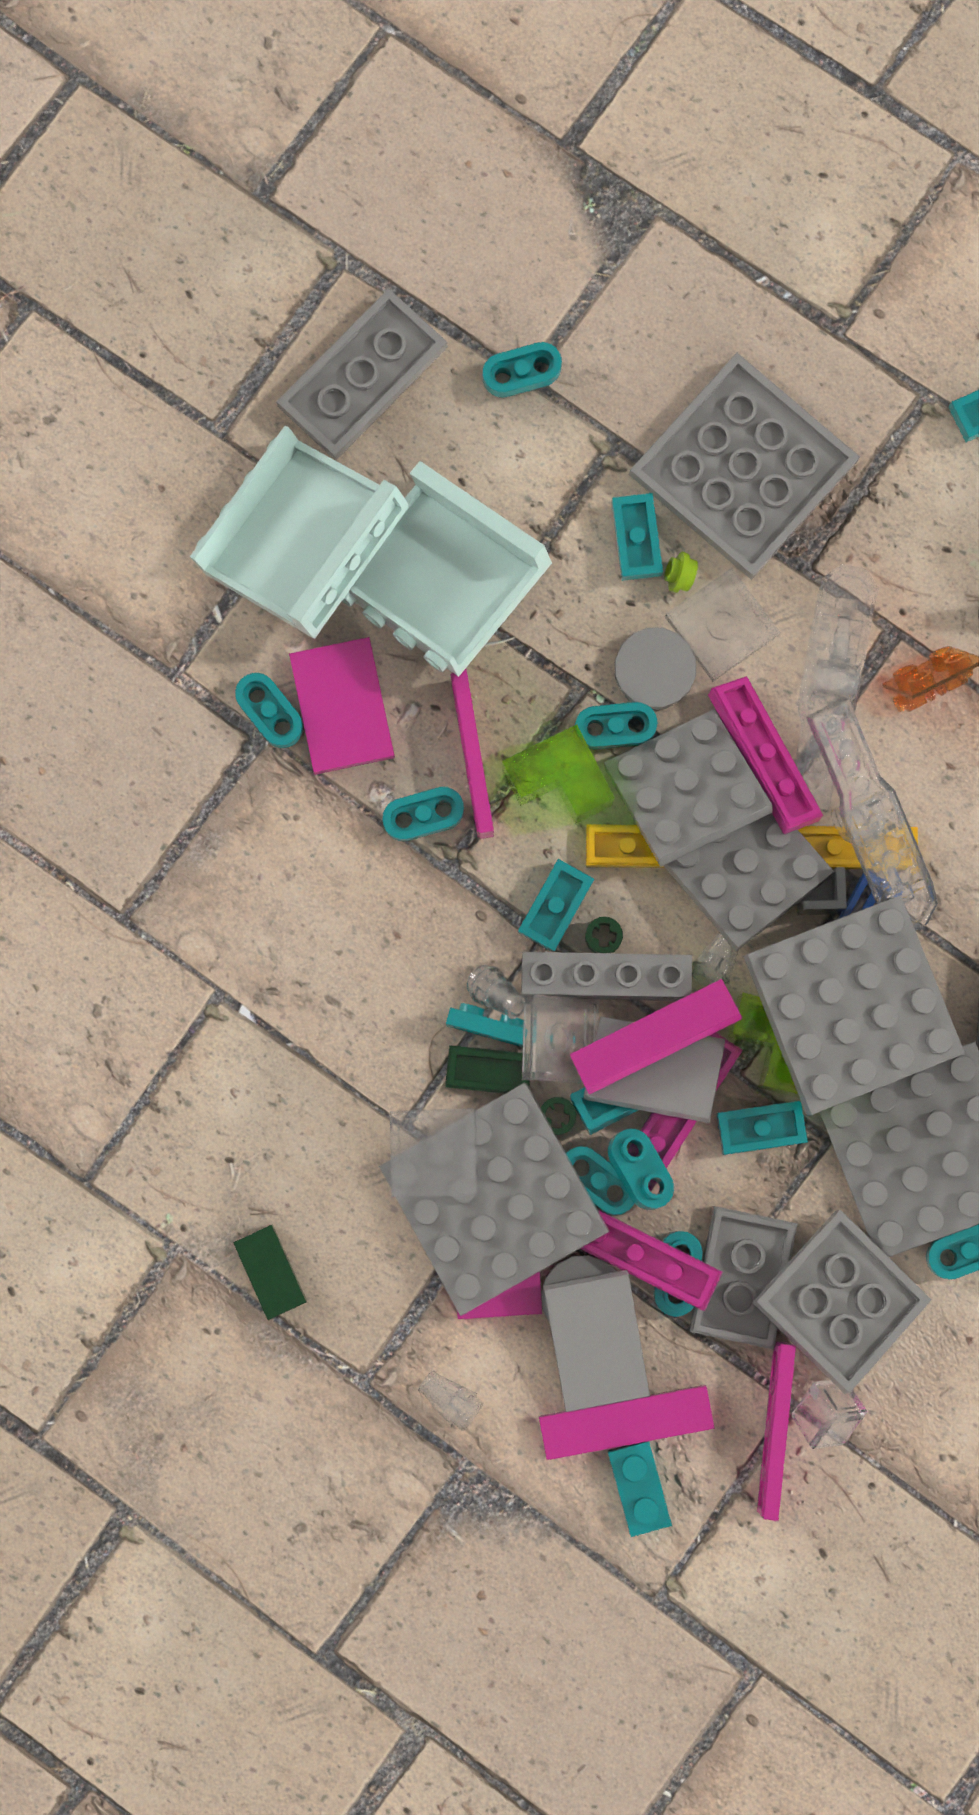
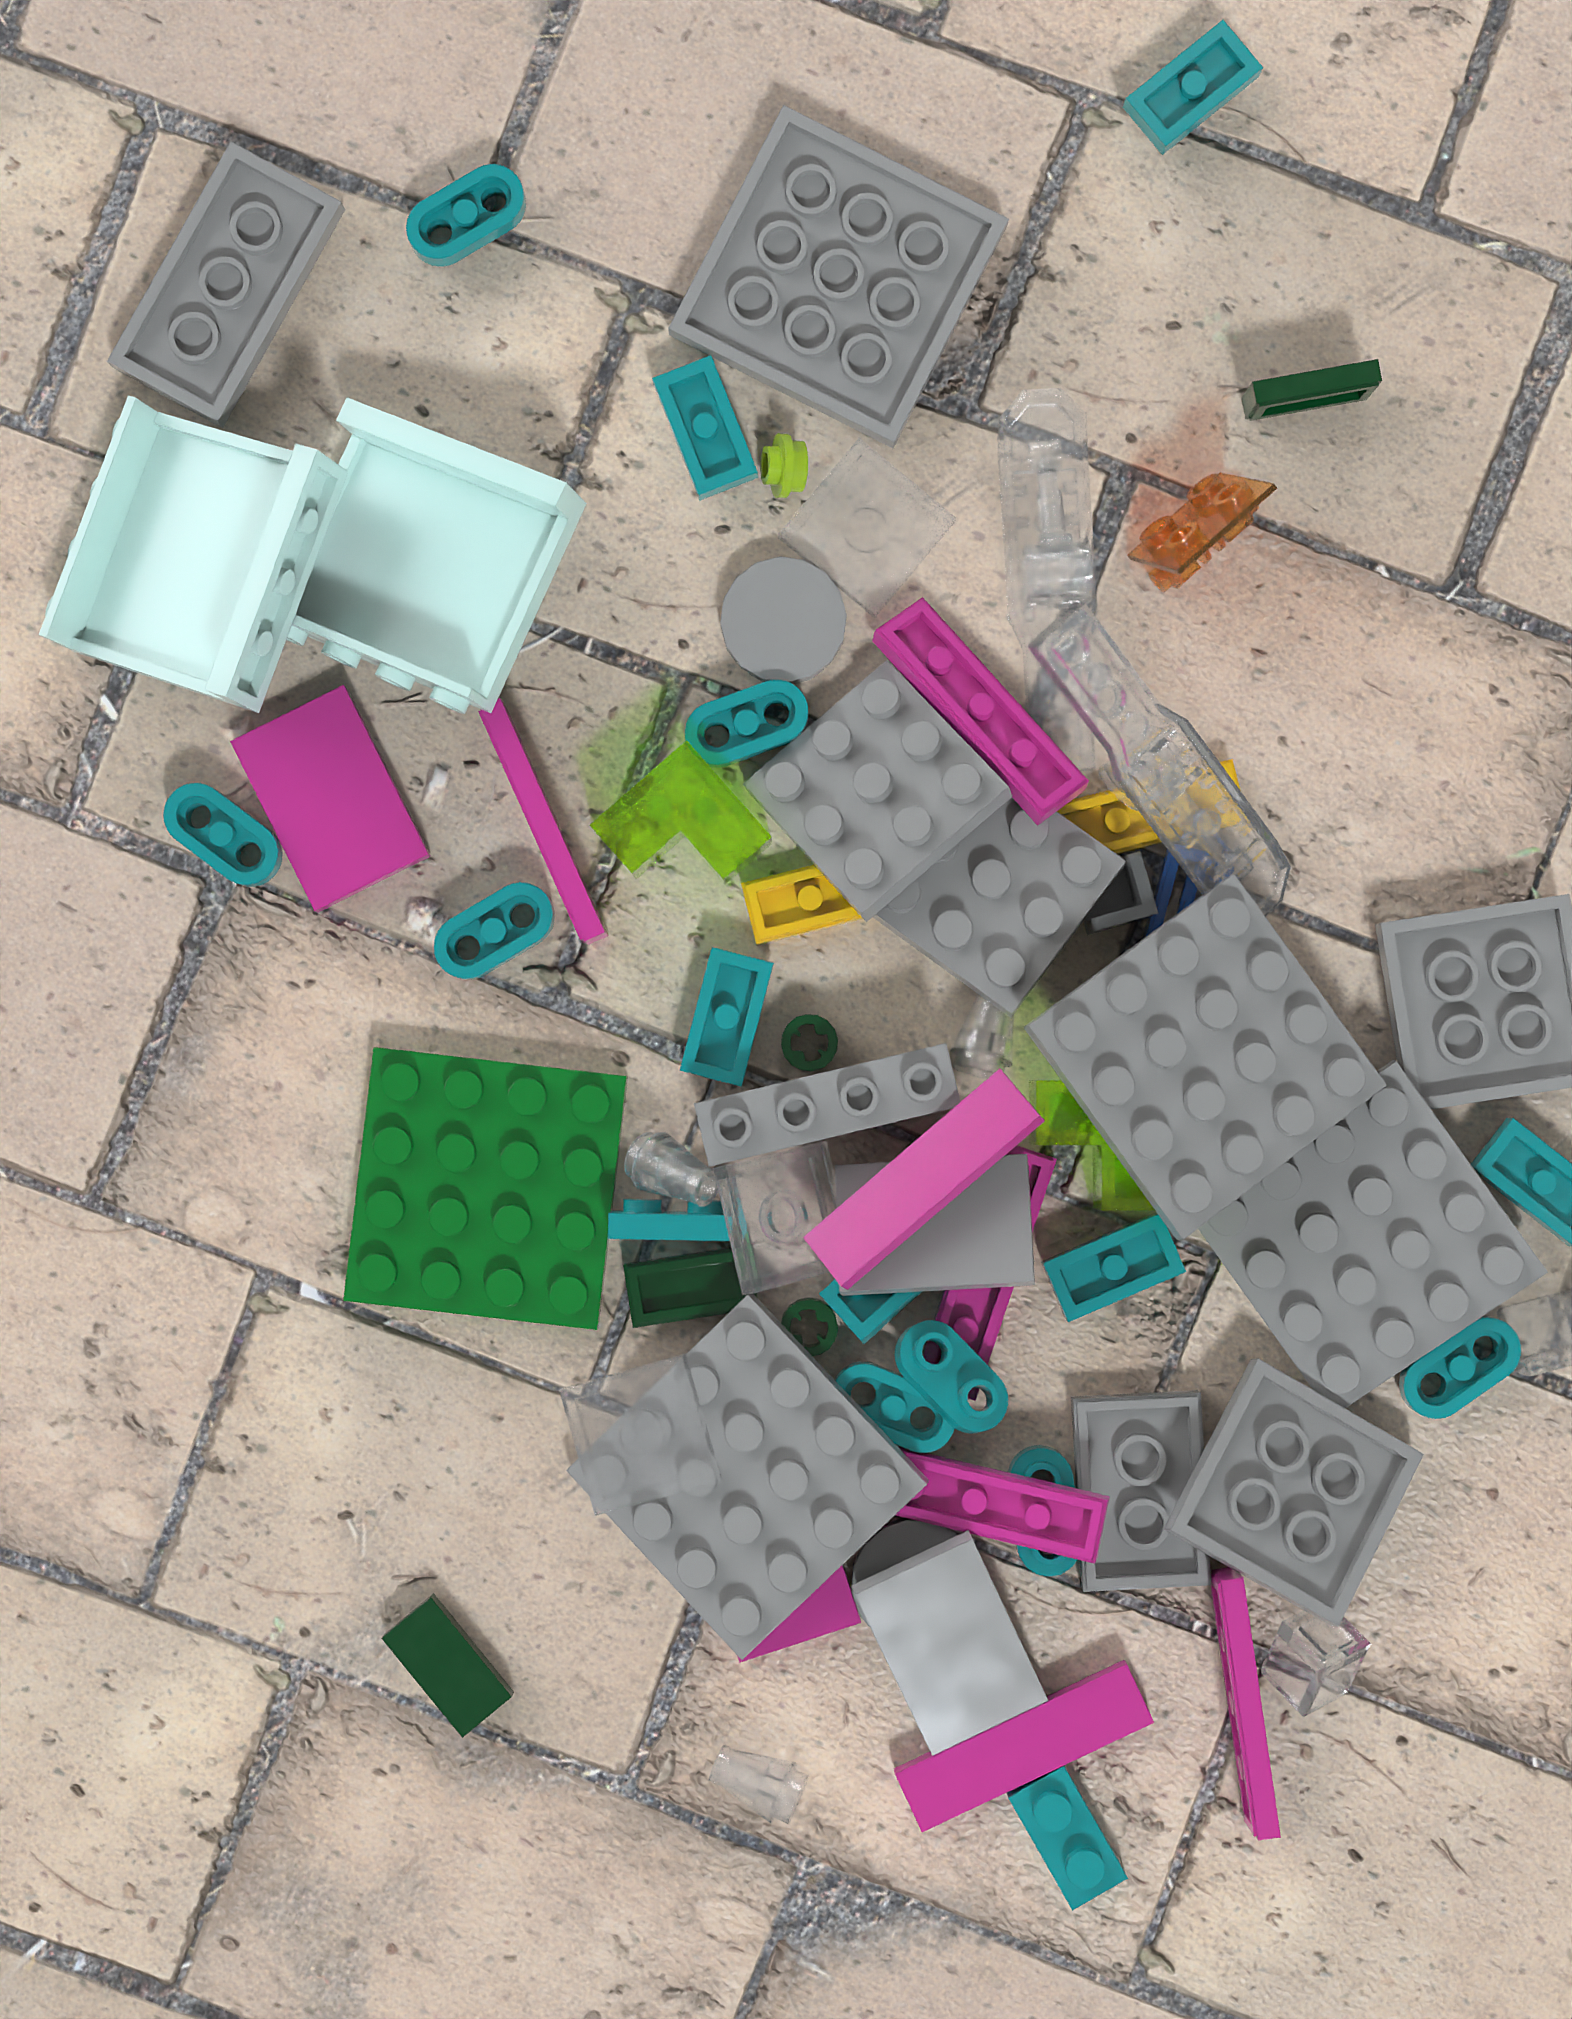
camera: 15 degrees left, 5 degrees up
(375, 974) = (485, 1188): none -> green plate

